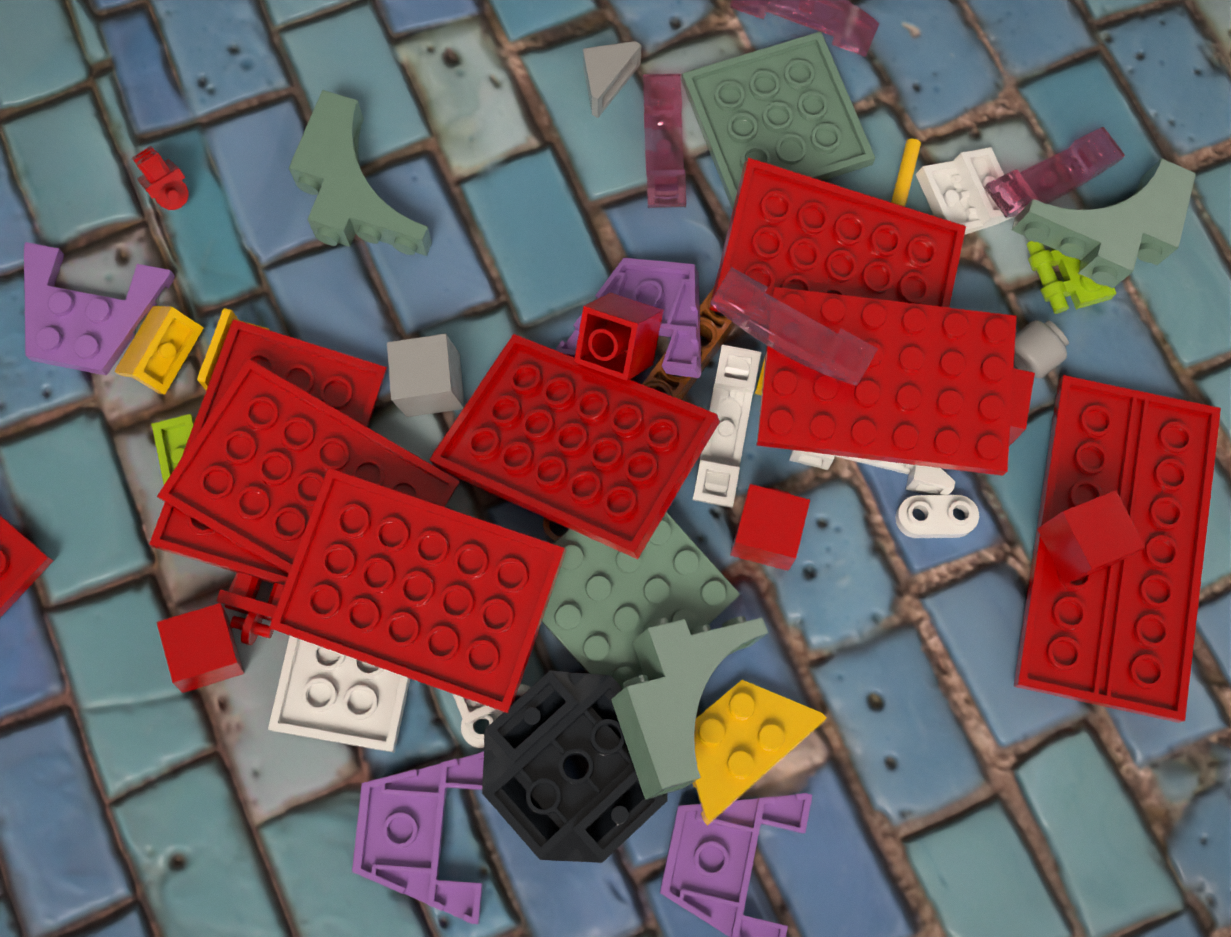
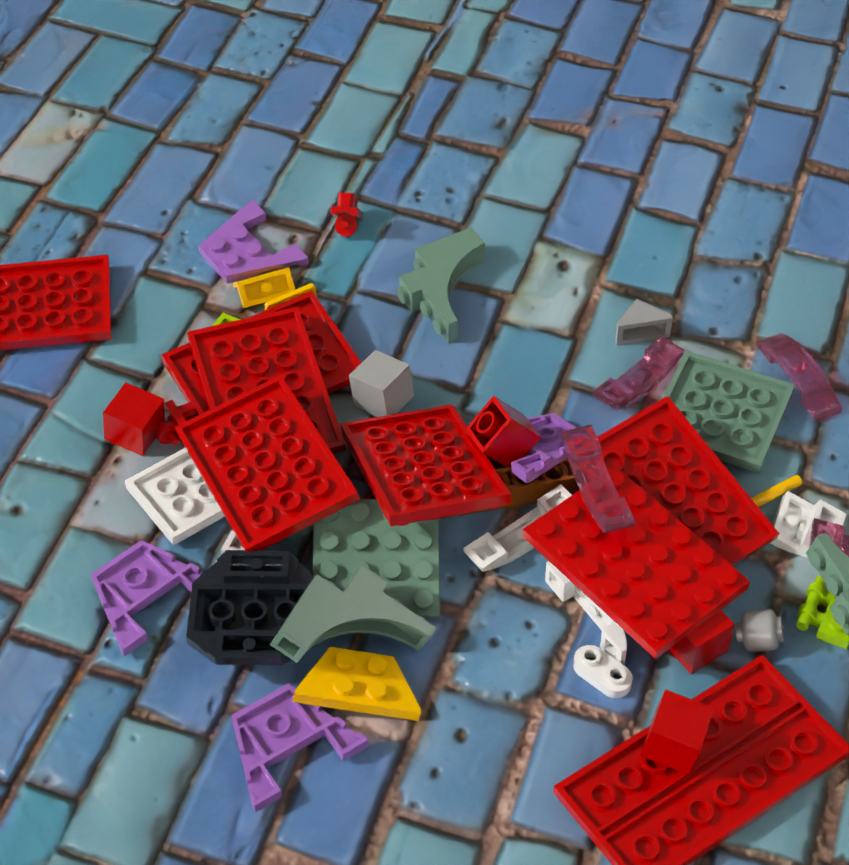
camera: 45 degrees right, 25 degrees down
(770, 527) = (490, 591): red head -> none

